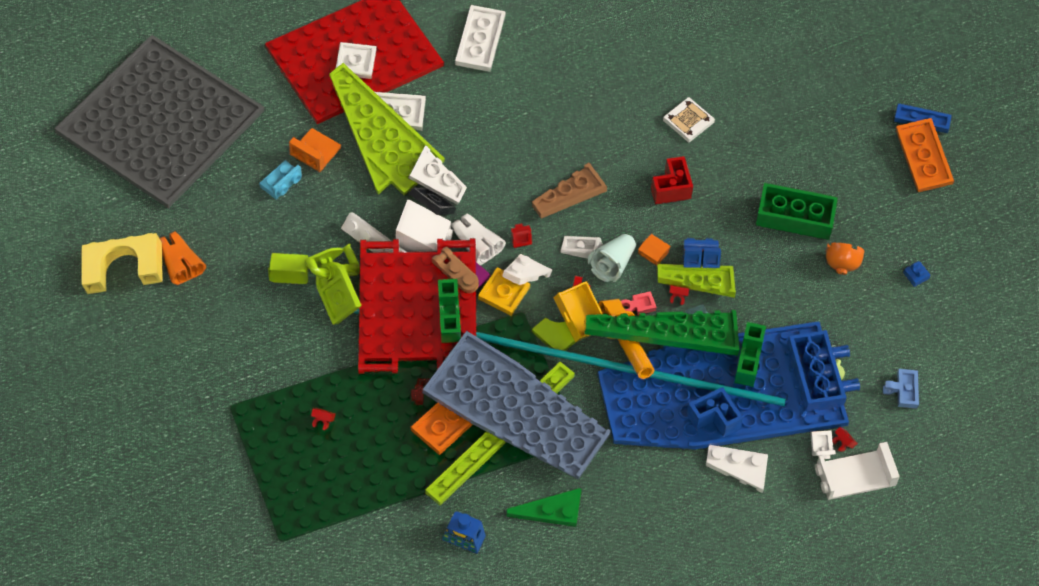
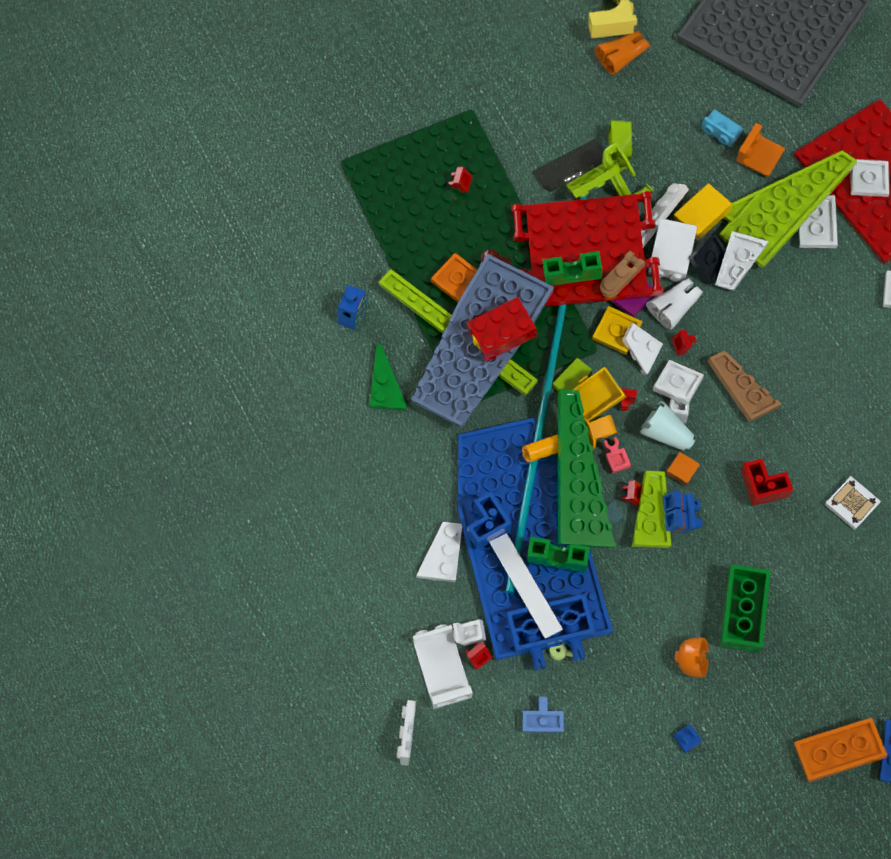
camera: 90 degrees right, 10 degrees up
(309, 318) = (566, 166): none -> clear smoke windscreen
(379, 202) = (704, 210): none -> yellow container
(514, 378) = (502, 329): none -> red piece
(563, 244) = (678, 382): none -> white tile
(782, 384) = (526, 585): none -> white sticker
(924, 505) = (406, 732): none -> white wing

